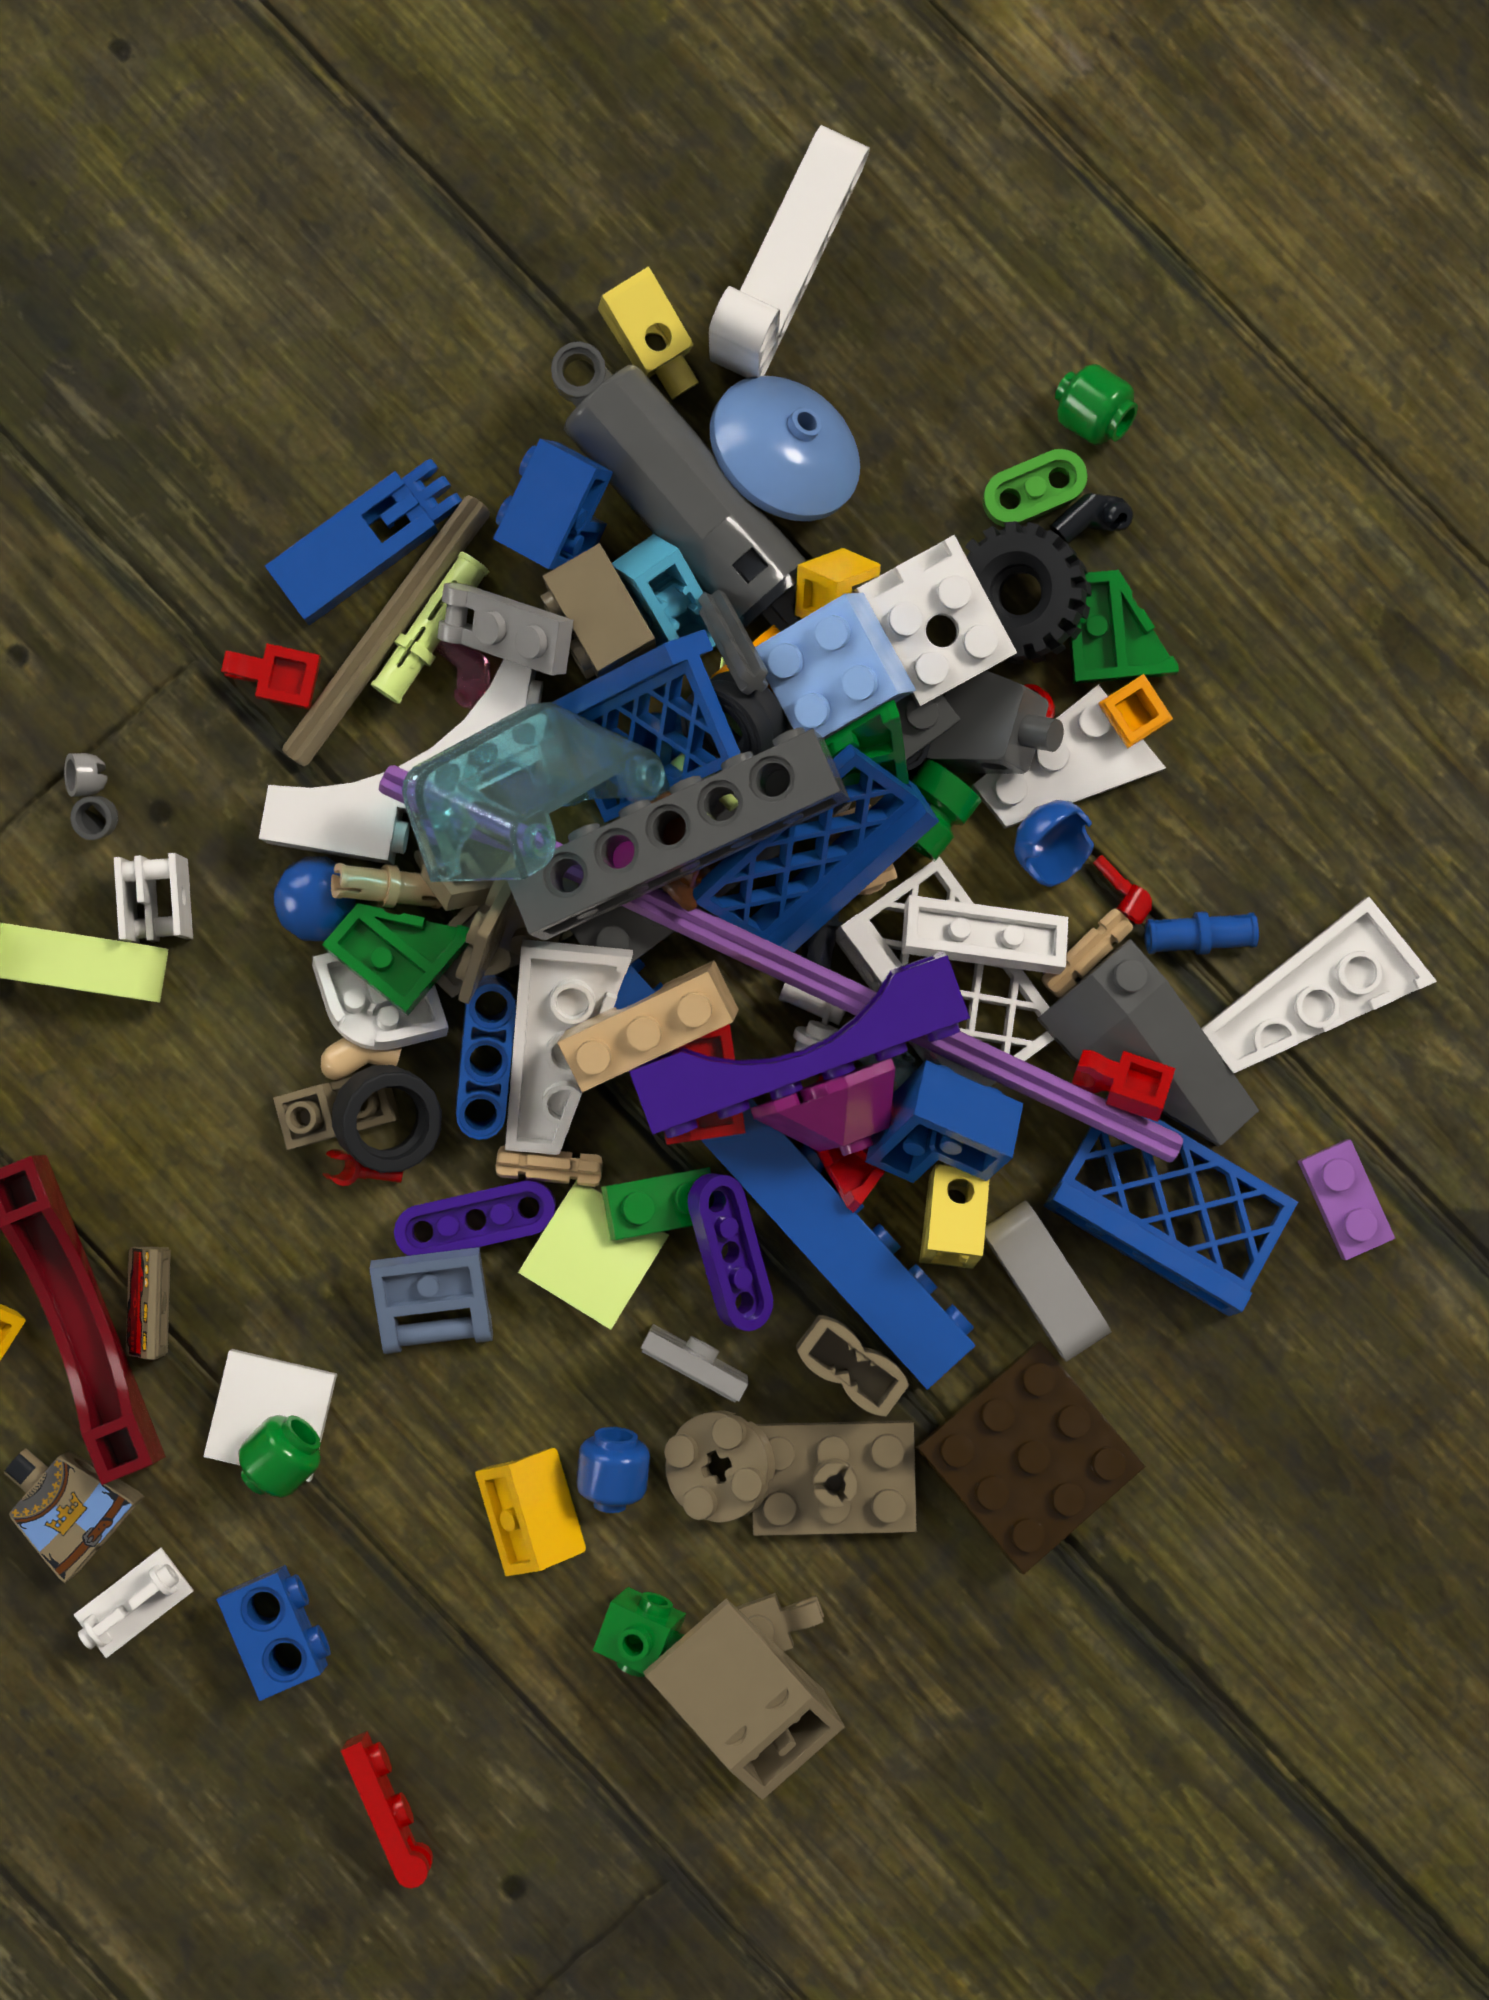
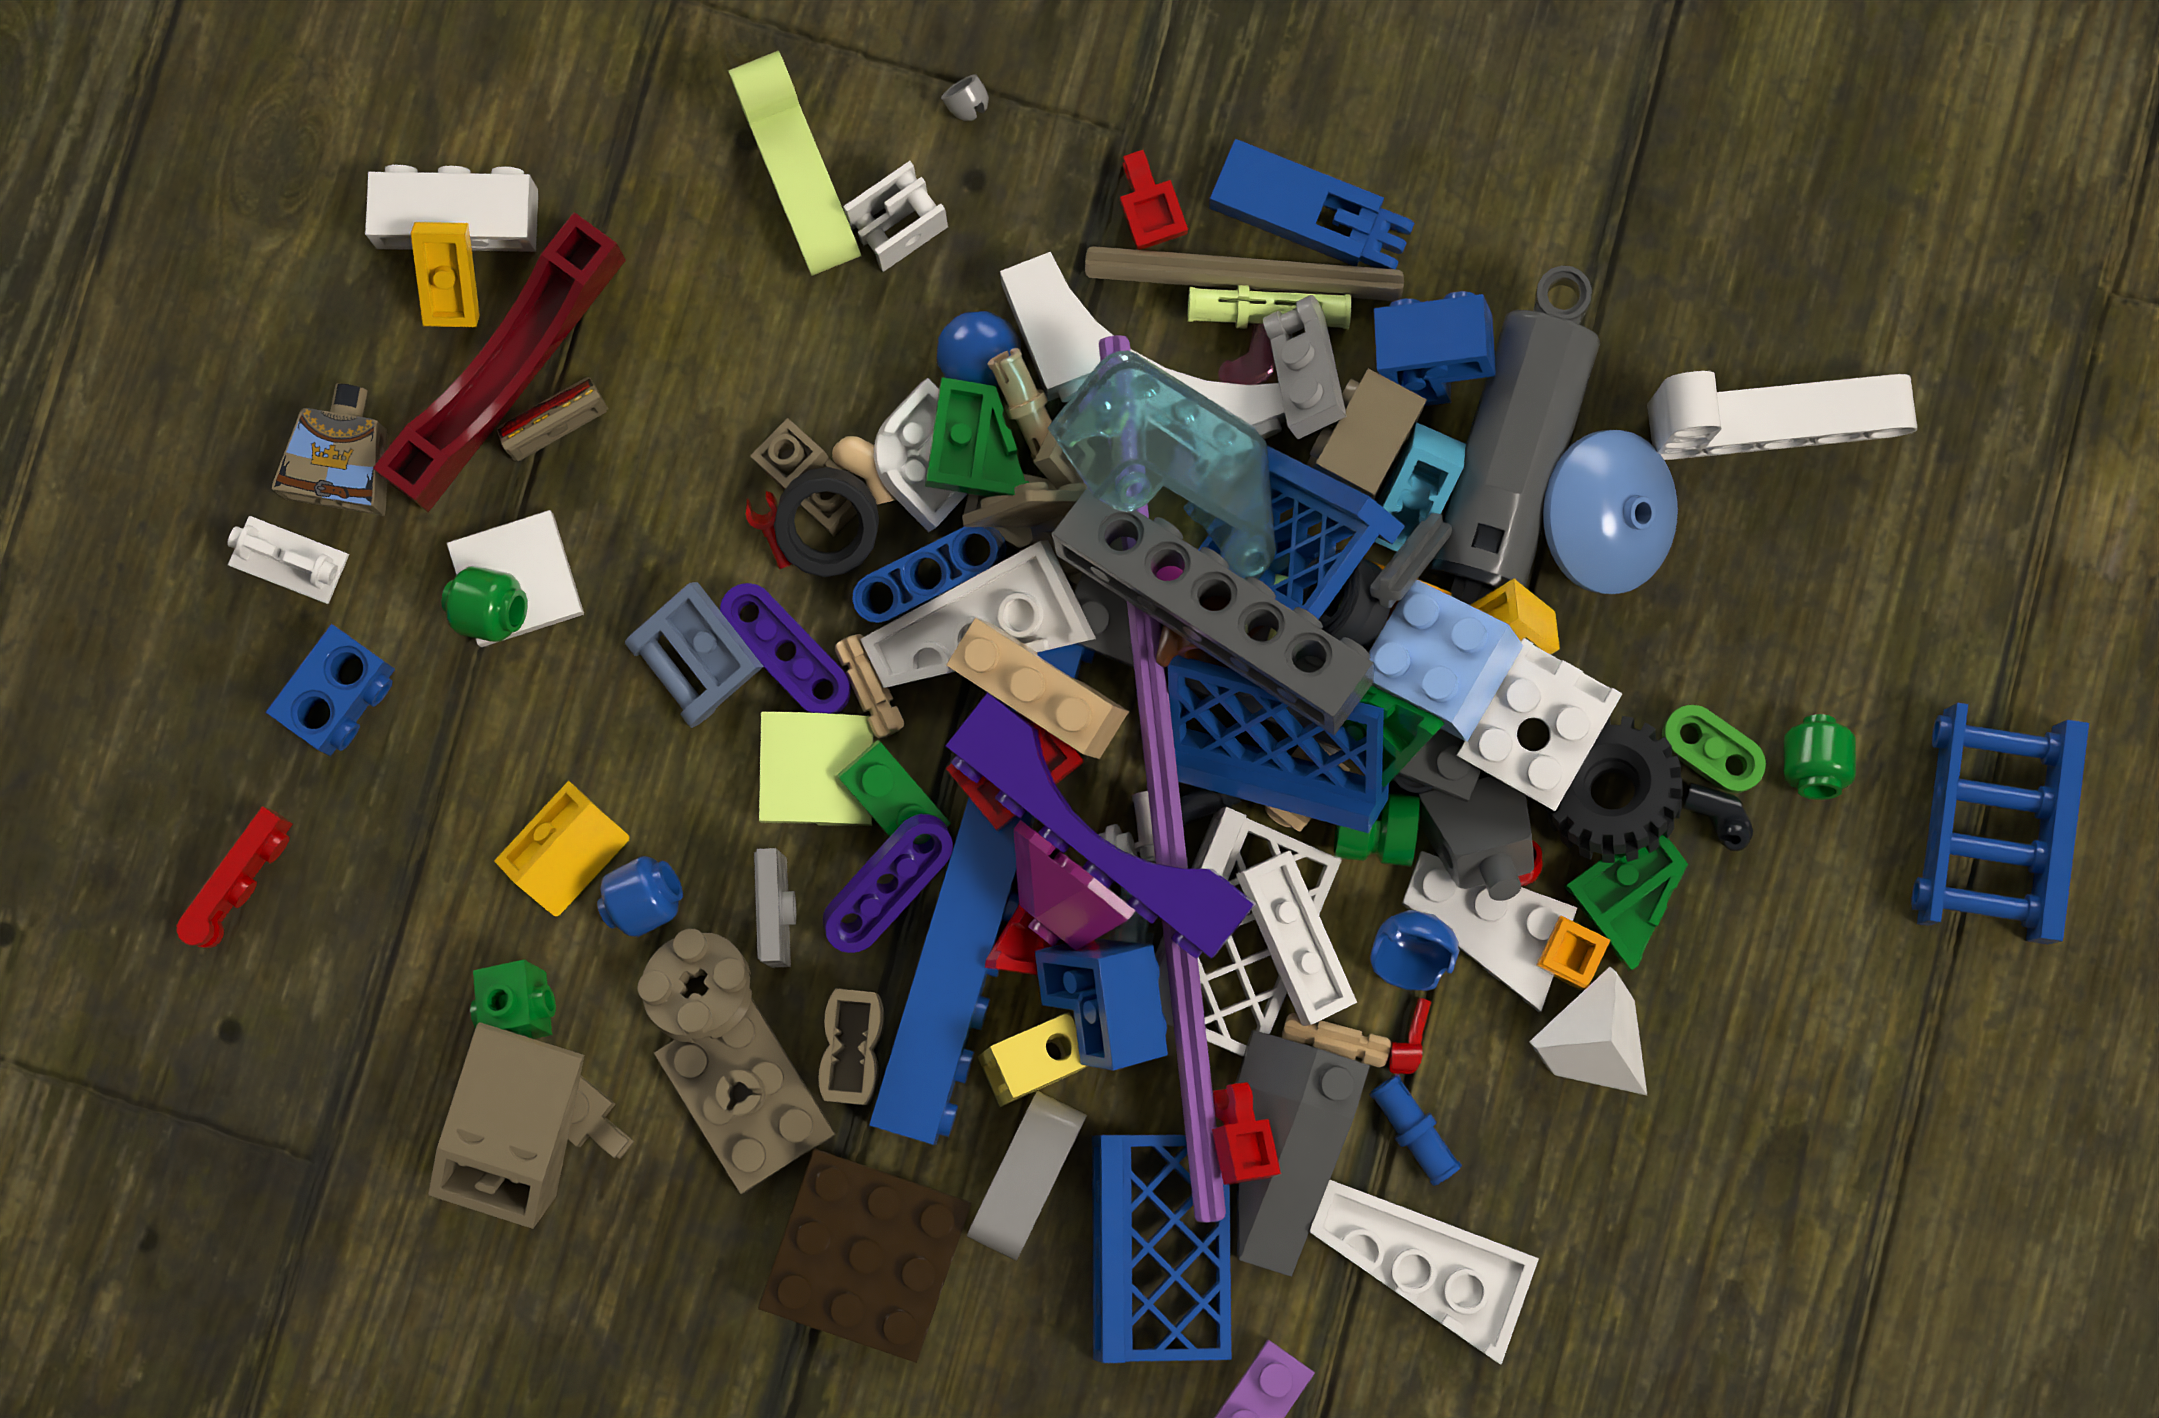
camera: 65 degrees right, 5 degrees down
(88, 824) = (926, 127): dark grey hinge -> none
(642, 309) = (1649, 318): light yellow torso -> none
(1216, 735) = (1596, 1038): none -> white slope
(1251, 236) = (2054, 804): none -> blue fence

